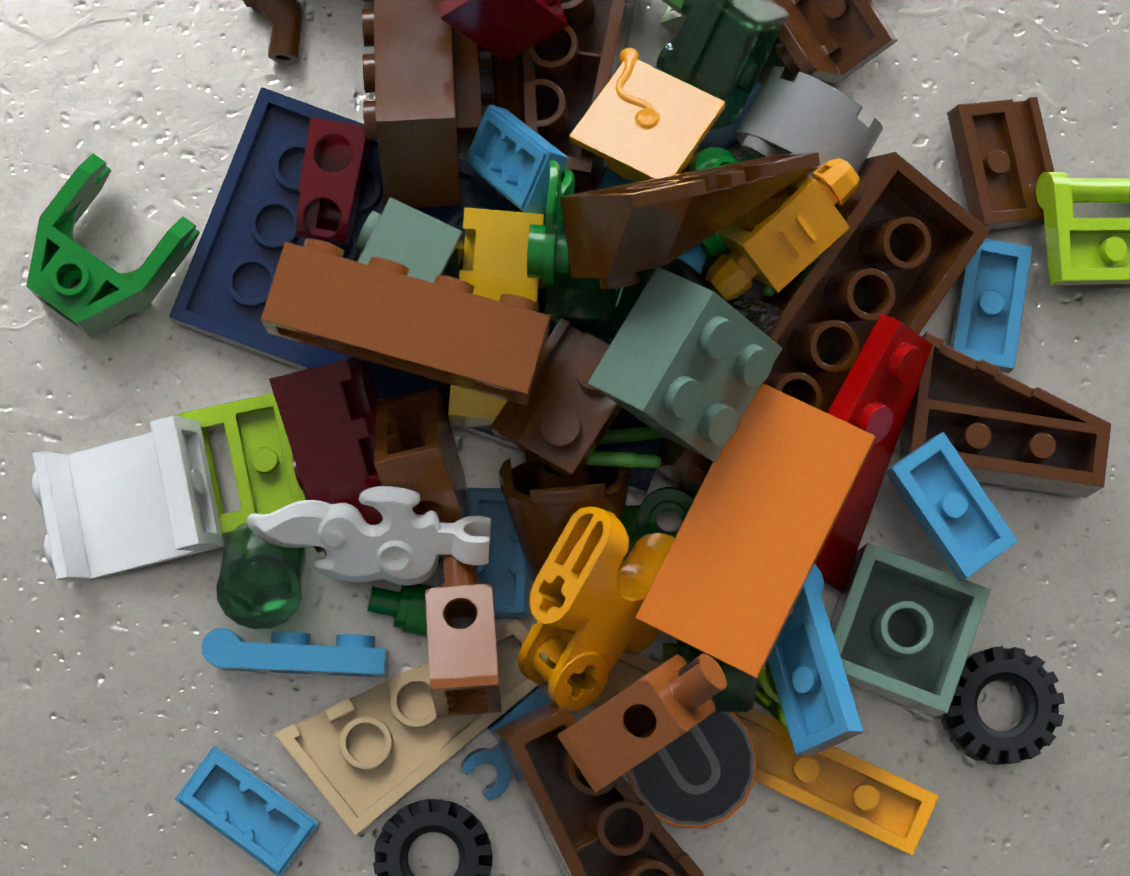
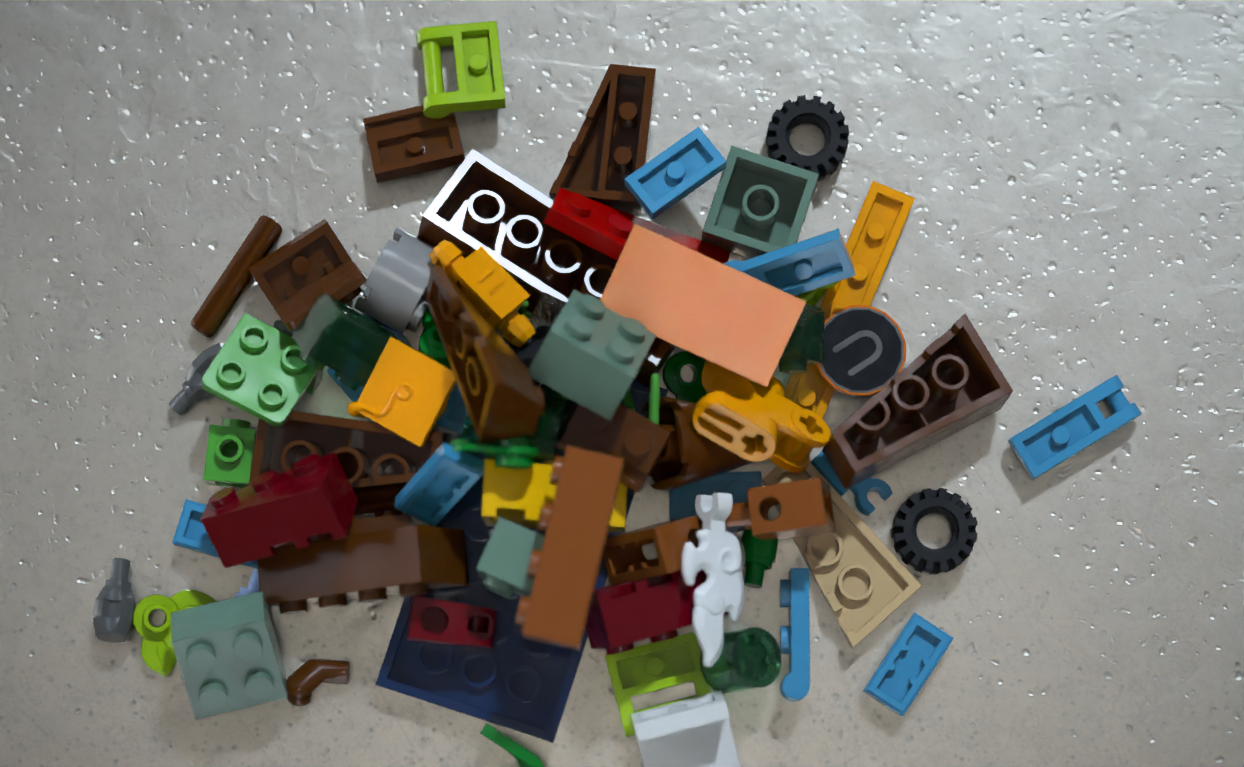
camera: 85 degrees left, 0 degrees up
(643, 718) = (837, 378): dark orange torso -> none
(992, 303) = (522, 149): dark azure plate -> none

